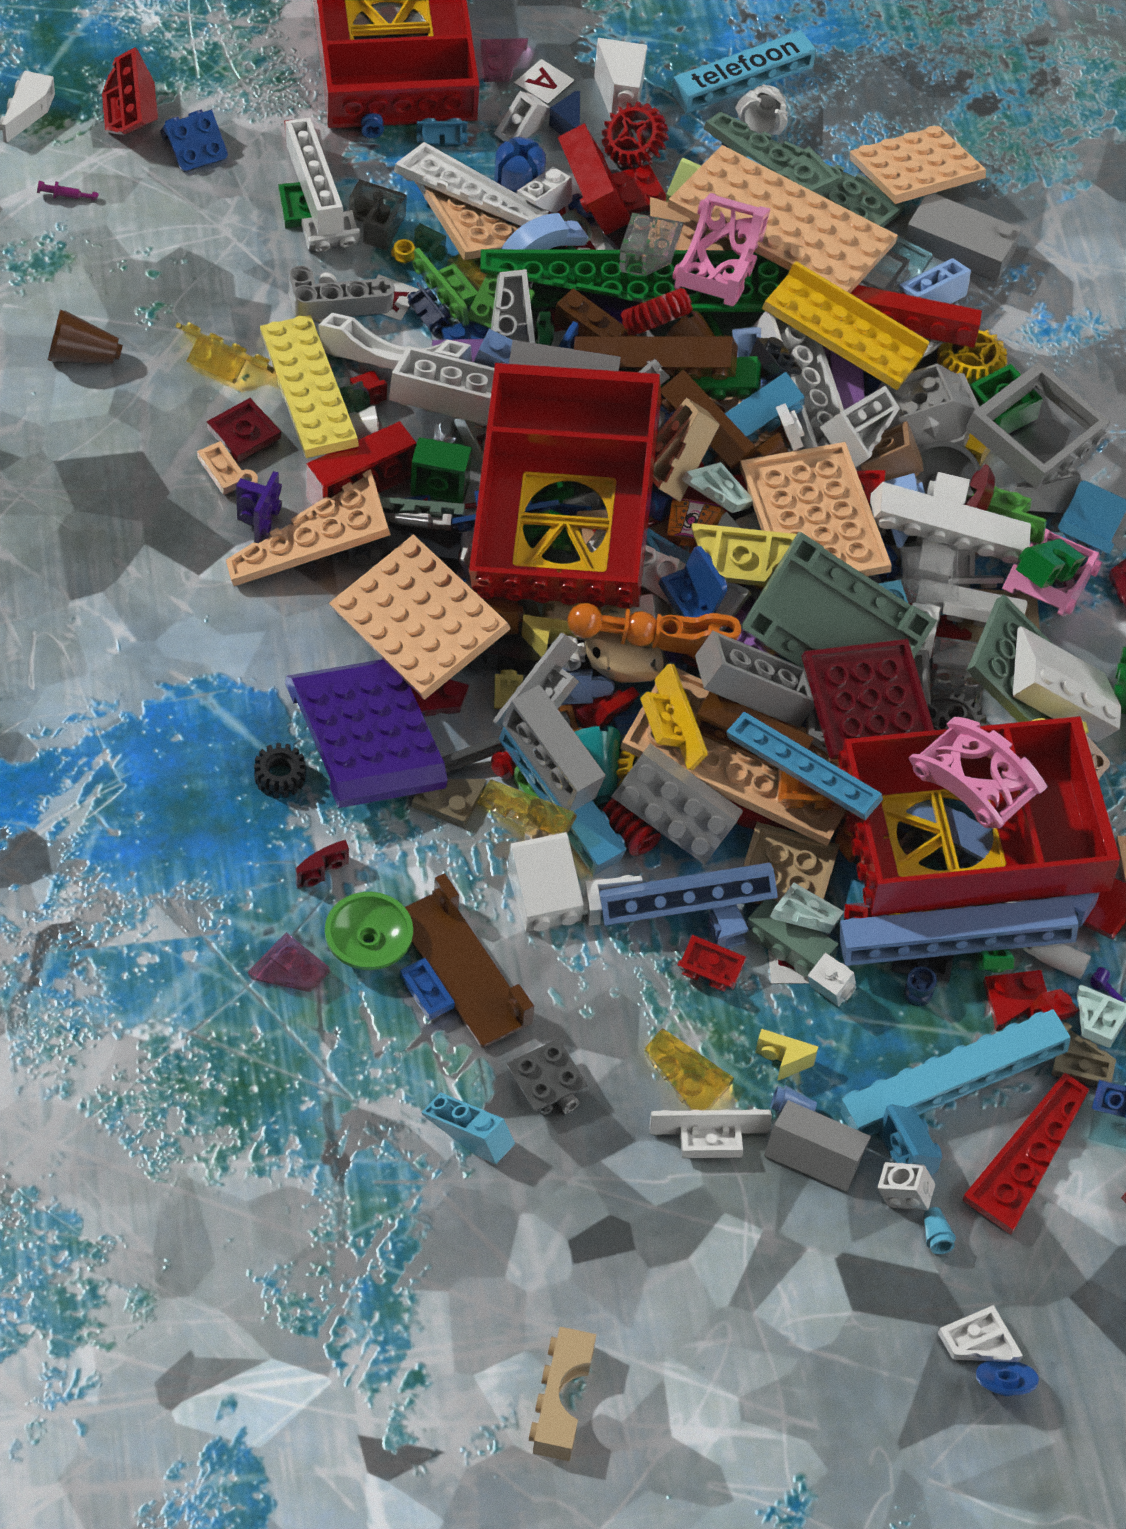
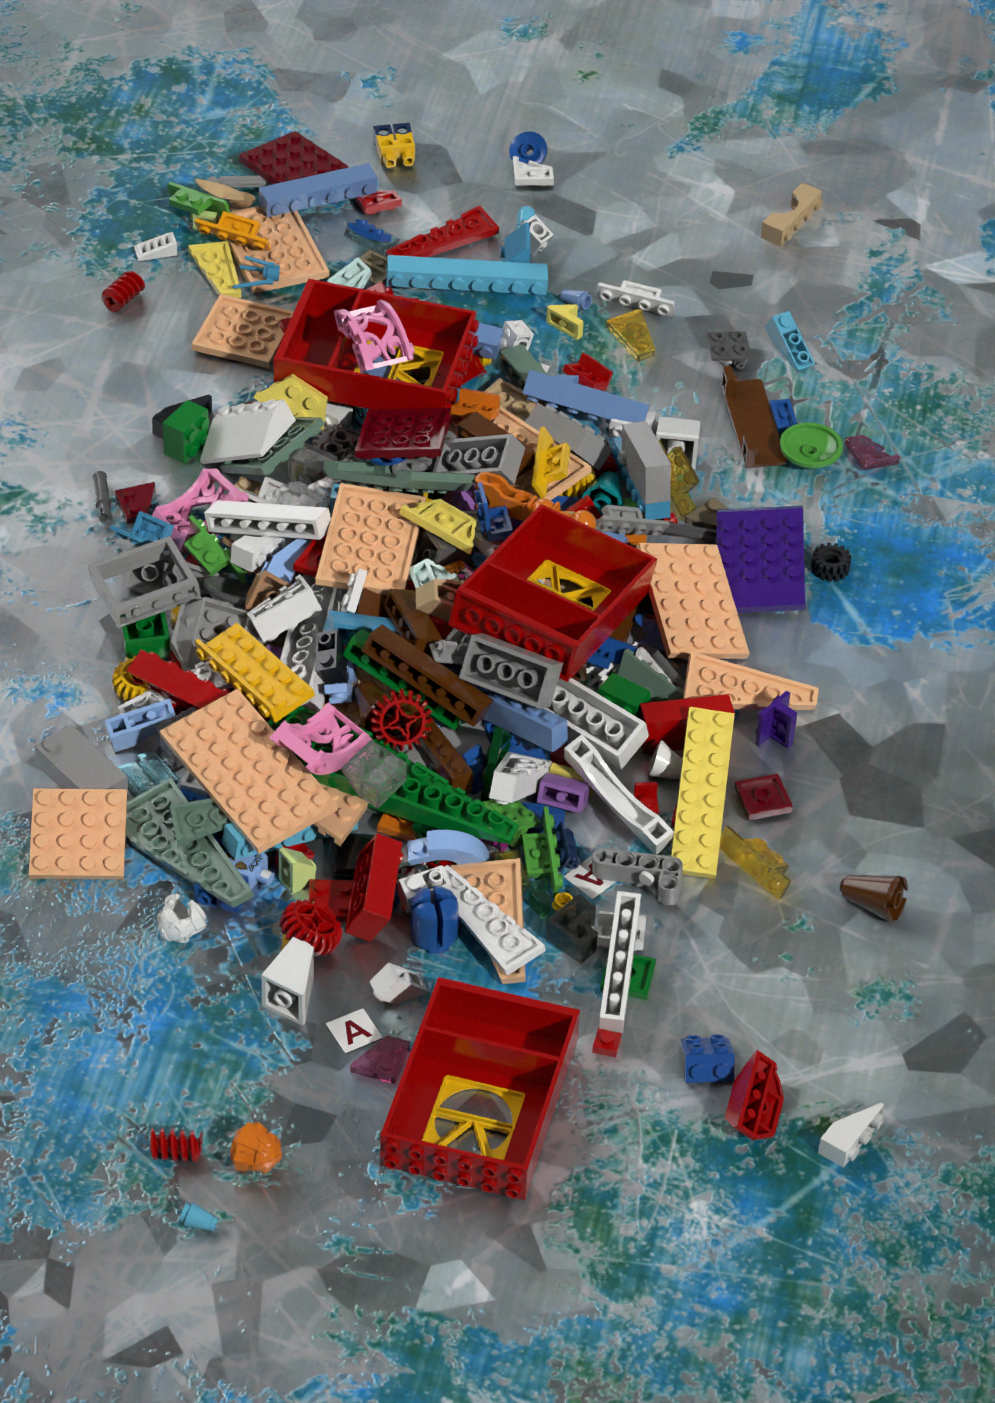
camera: 155 degrees left, 10 degrees down
(69, 192) = (848, 1047): magenta piece -> none
(223, 467) = (790, 770): light nougat hinge -> none
(313, 868) = (825, 500): dark red slope -> none
(355, 397) = (670, 784): clear green bracket -> none
(565, 114) = (355, 976): dark blue slope -> none
(743, 71) = (170, 971): medium azure brick -> none
(804, 765) = (484, 385): dark azure plate -> none
(806, 910) = (512, 369): light aqua wing -> none
(817, 1145) = (574, 267): light grey slope -> none
(983, 487) = (223, 542): dark red slope -> none
(1049, 561) = (218, 483): green arch -> none

